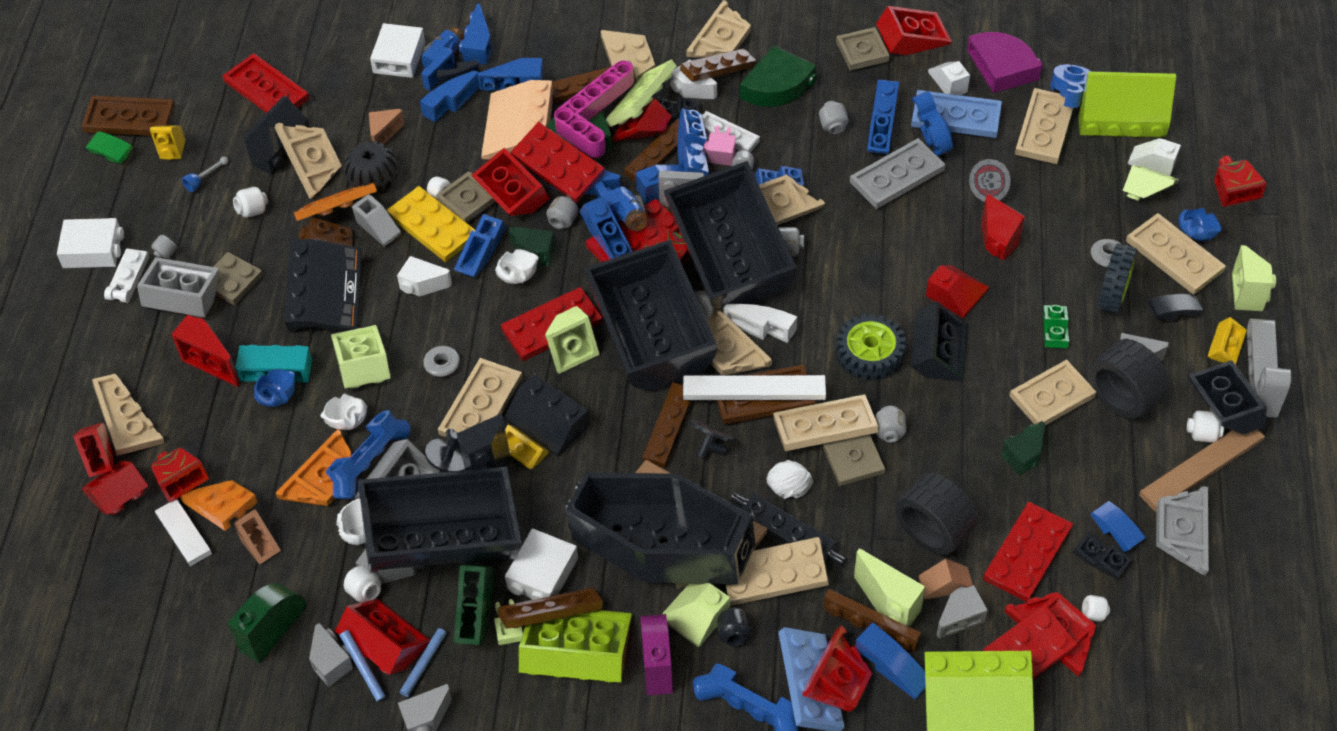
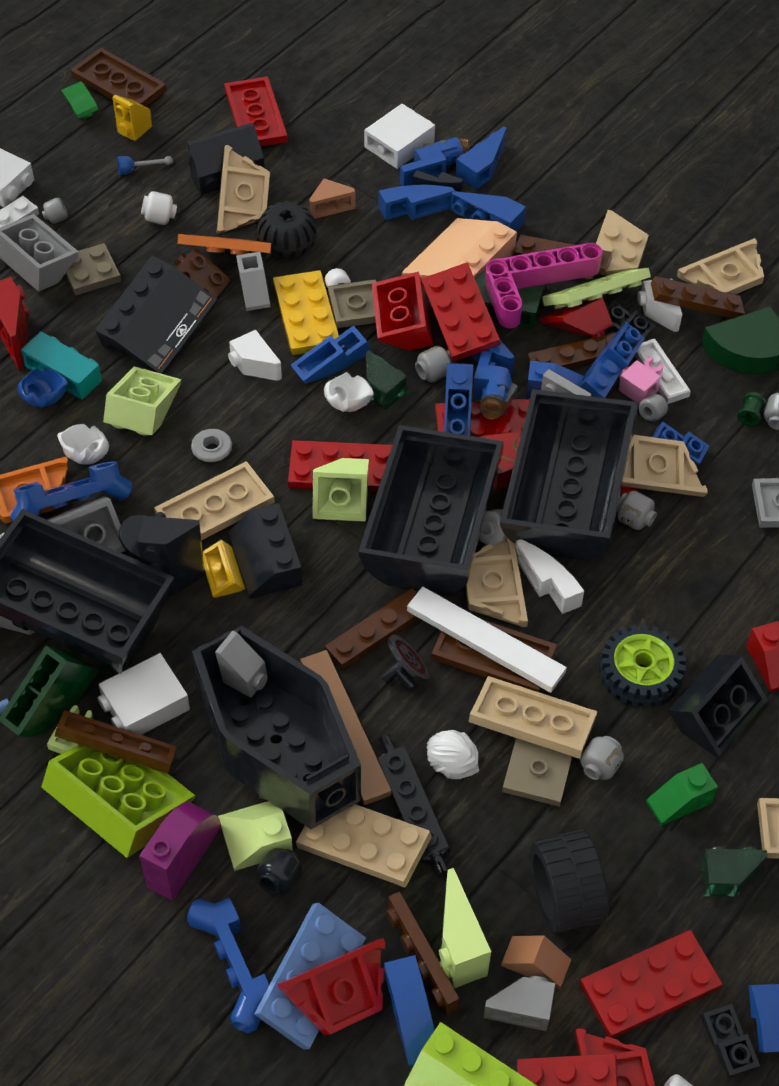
camera: 30 degrees right, 0 degrees up
(605, 501) = (241, 665): none -> light grey slope
(811, 126) = (750, 413): none -> dark green bush
(960, 417) = (683, 794): none -> green slope

